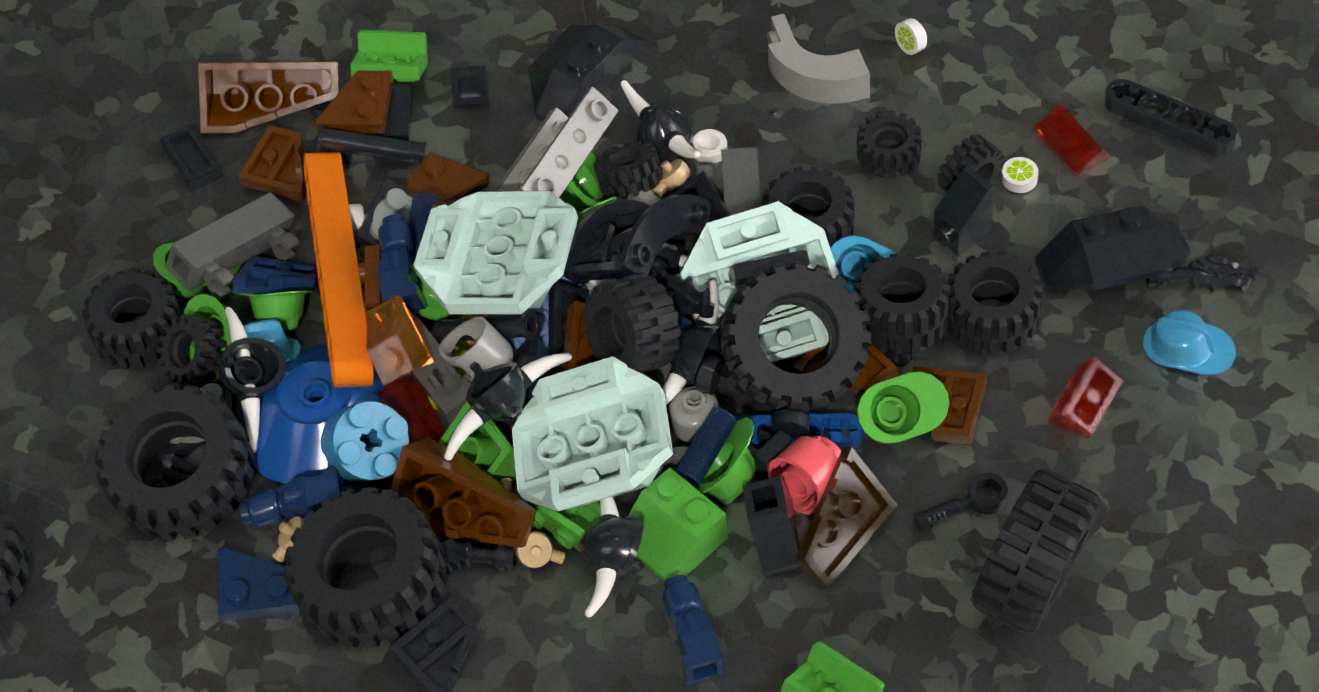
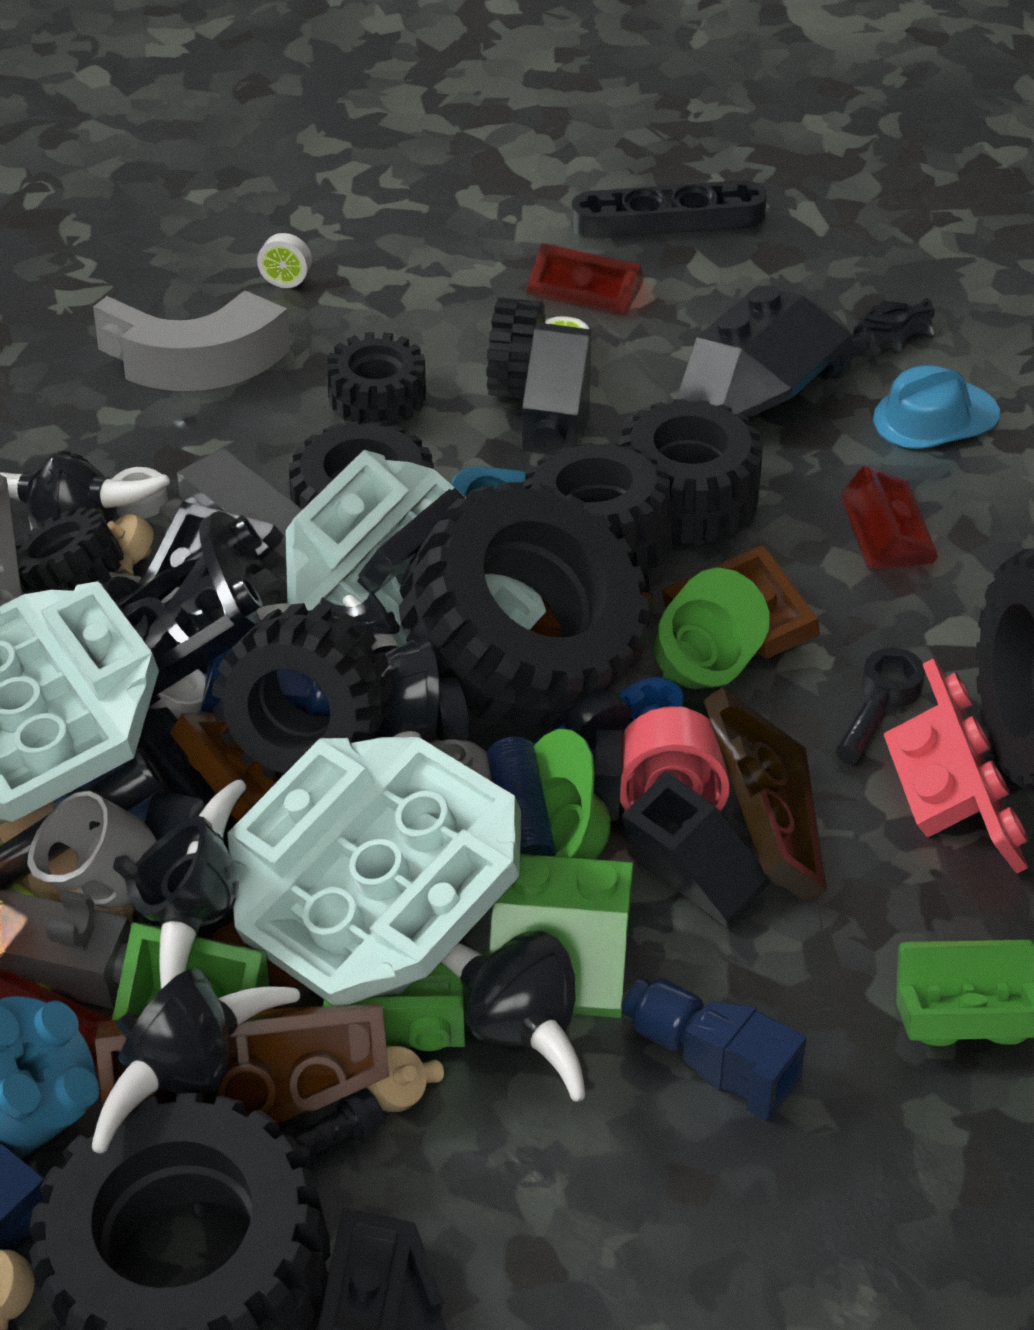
camera: 45 degrees left, 10 degrees down
(423, 474) = (180, 1044): none -> black helmet
(953, 568) = (946, 770): none -> coral bracket

